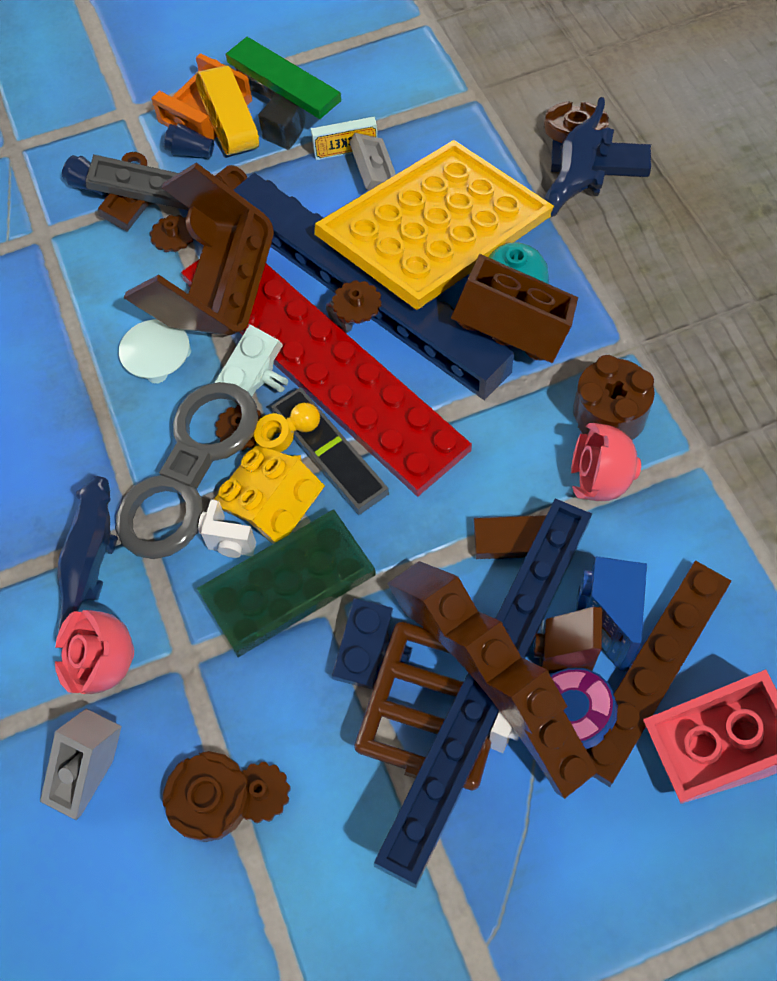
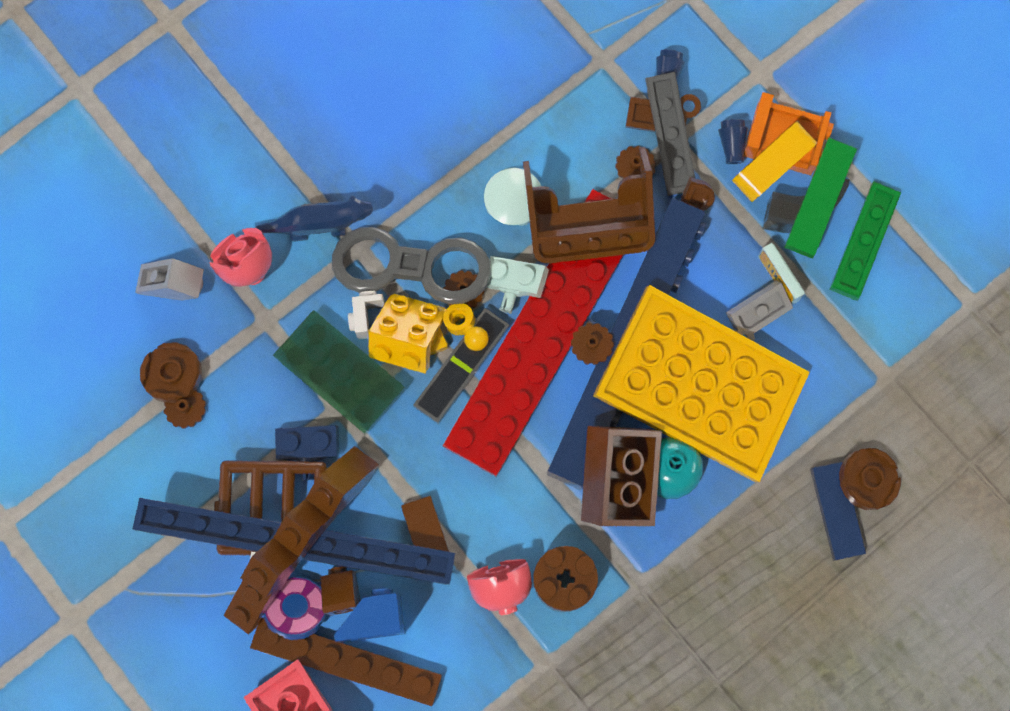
camera: 70 degrees right, 15 degrees up
(338, 73) = (865, 241): none -> green tile
(578, 158) = (814, 490): dark blue animal -> none

